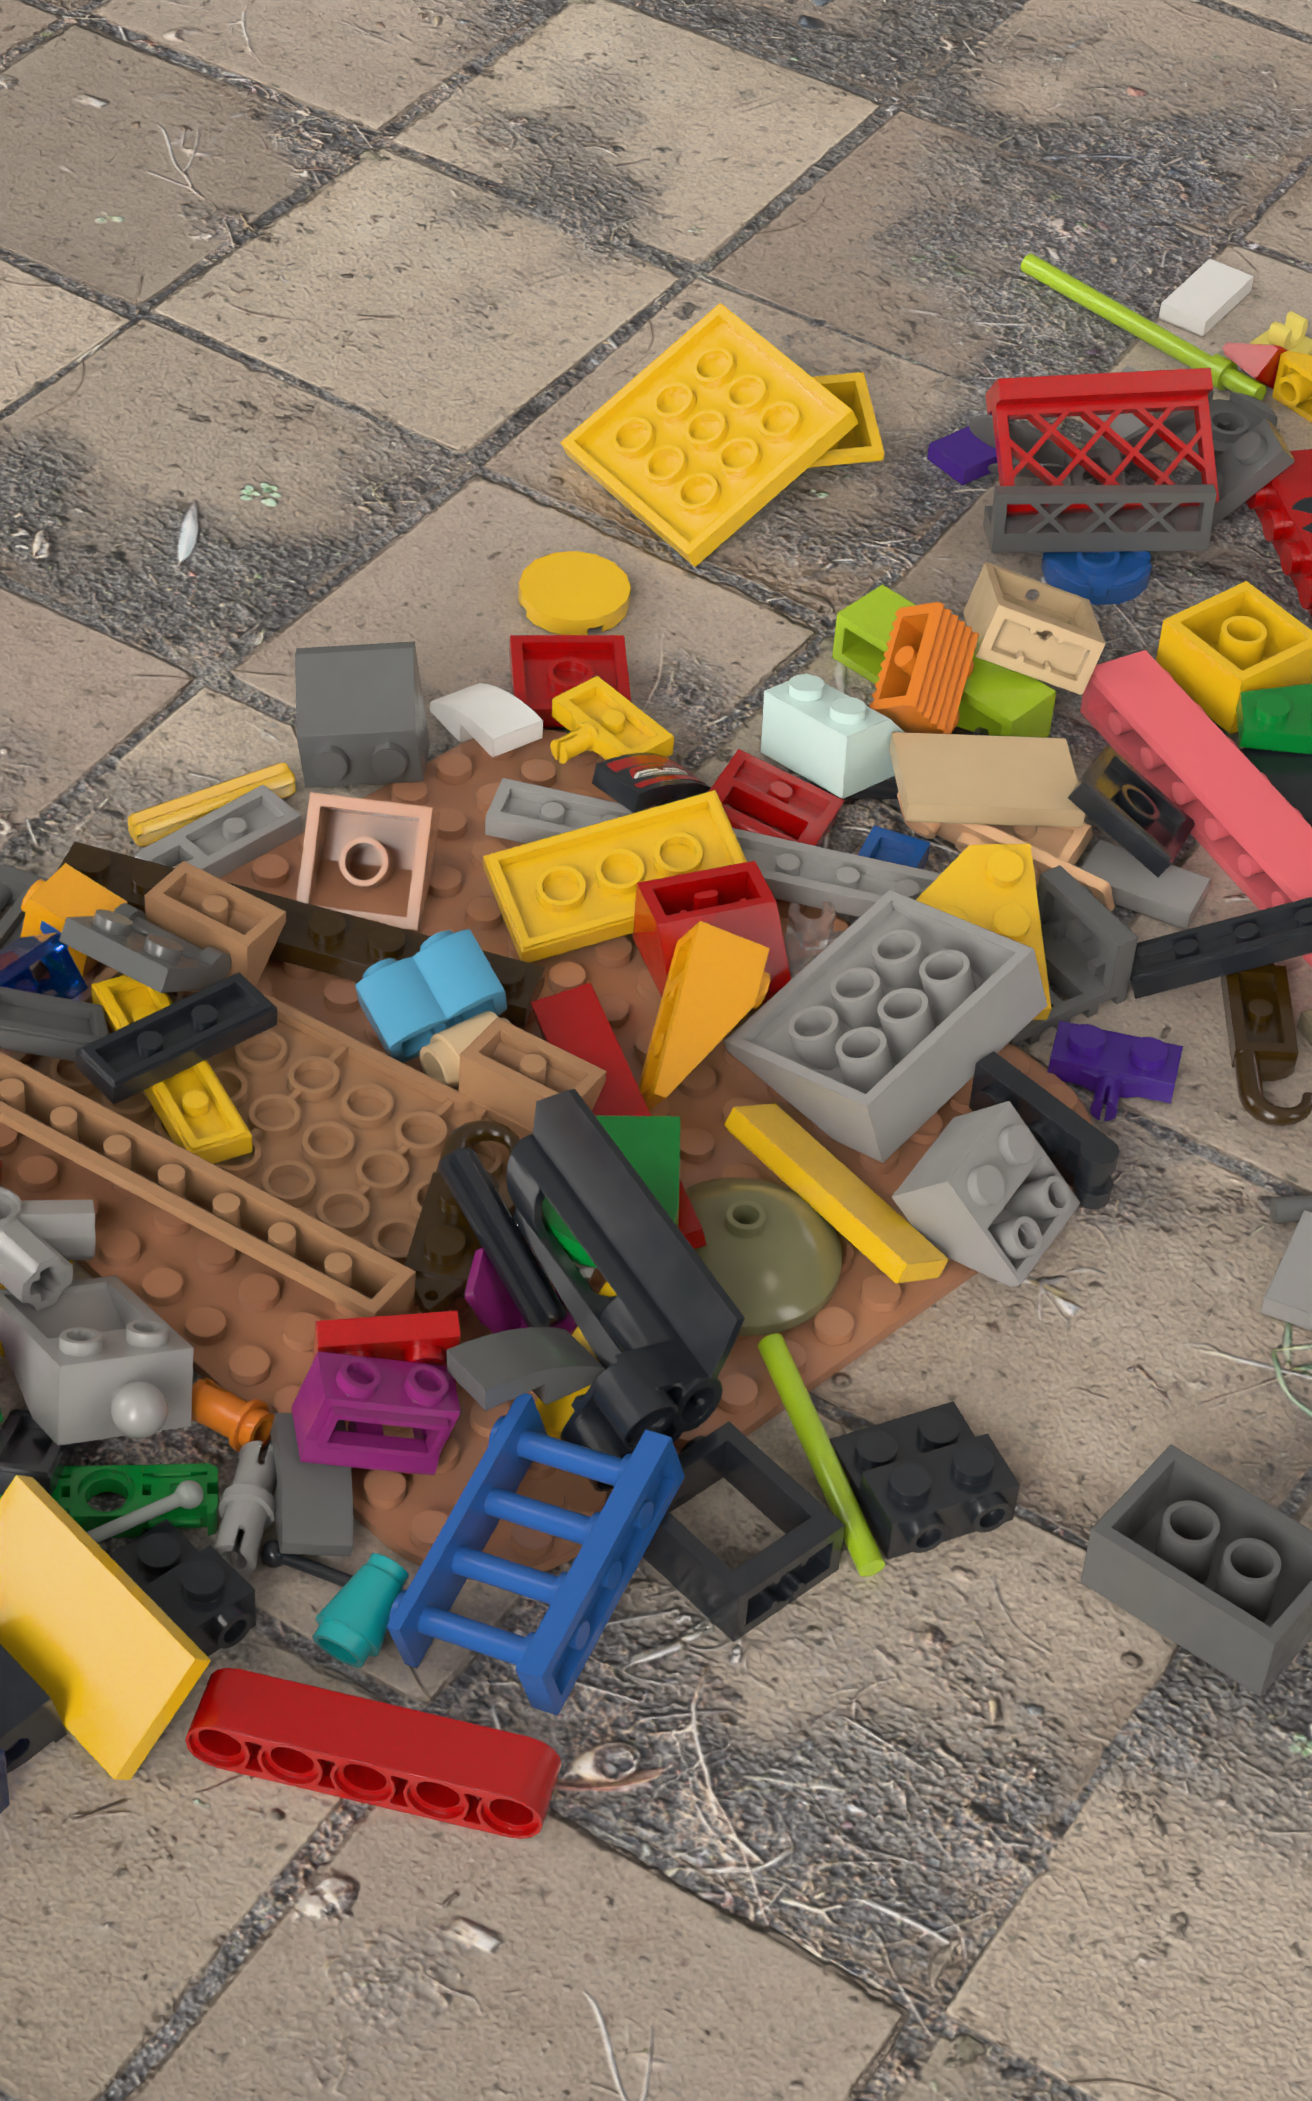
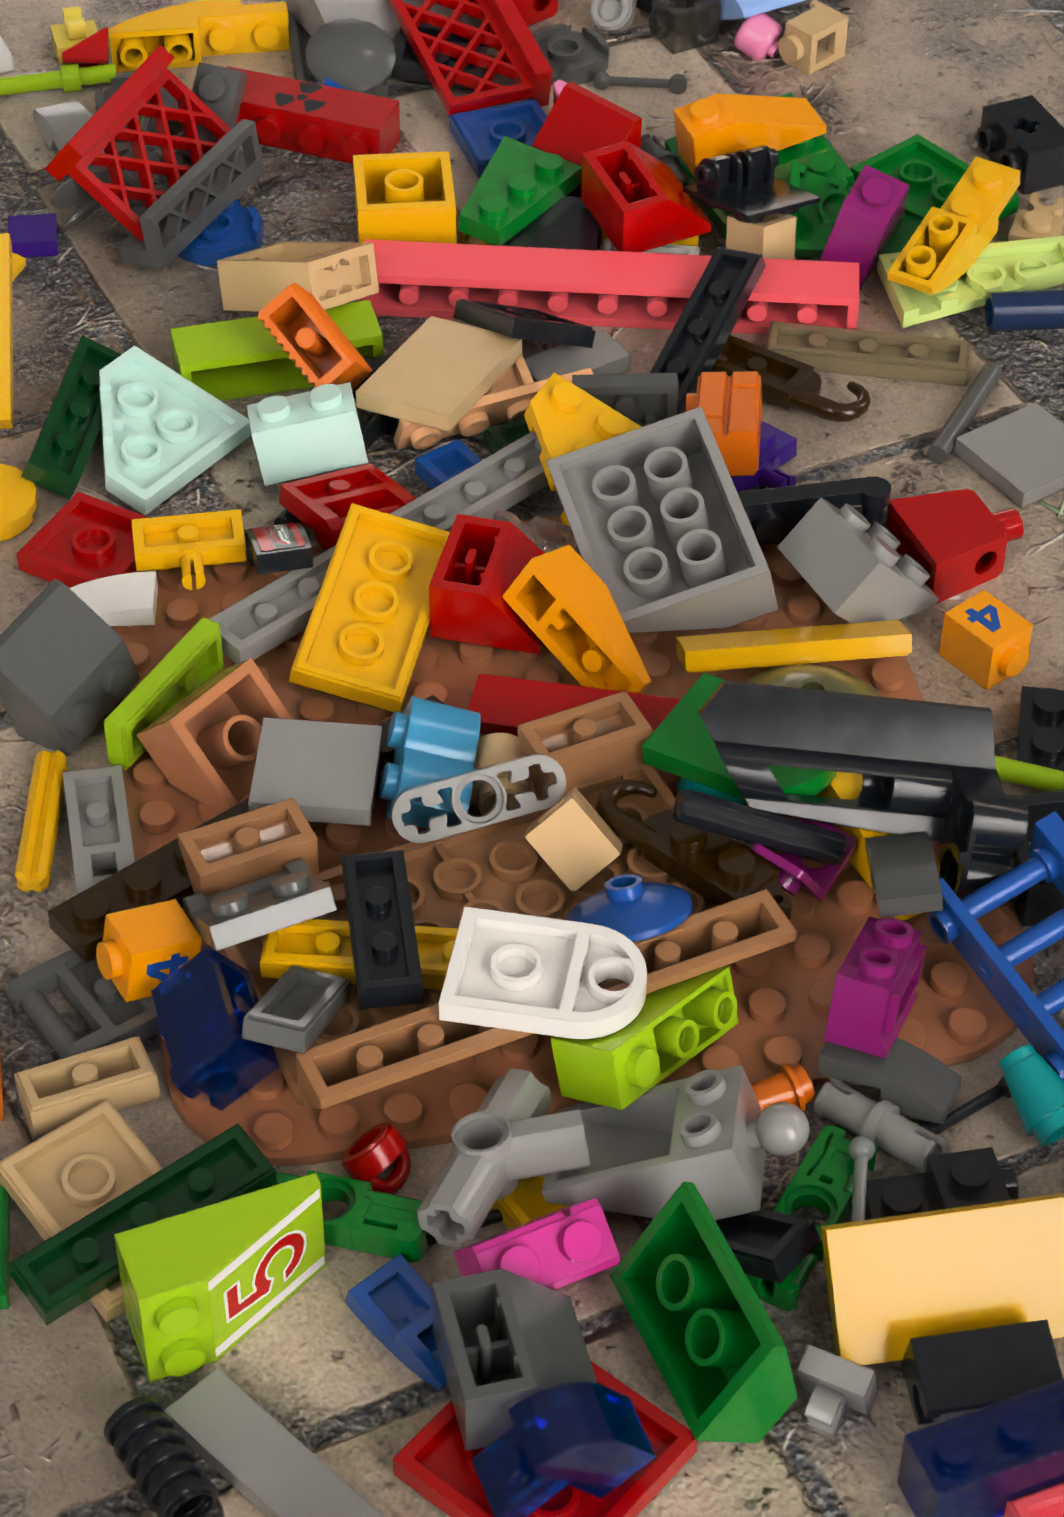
camera: 55 degrees left, 0 degrees up
(174, 1146) = (541, 976): none -> white tile
(205, 1282) = (663, 1037): none -> lime slope
(324, 1193) = (635, 907): none -> blue dish
(353, 921) = (321, 765): none -> light grey tile
(392, 1337) = (821, 957): red plate -> none
(395, 1119) = (574, 840): none -> tan panel
(413, 1032) = (526, 799): none -> light grey beam
(452, 790) = (176, 676): none -> lime tile
(728, 590) = (70, 422): none -> dark green plate
(751, 642) = (159, 429): none -> light aqua plate
(993, 1344) = (985, 639): none -> light orange brick
(1111, 1010) = (734, 416): none -> orange brick
(1124, 1263) = (953, 538): none -> red torso

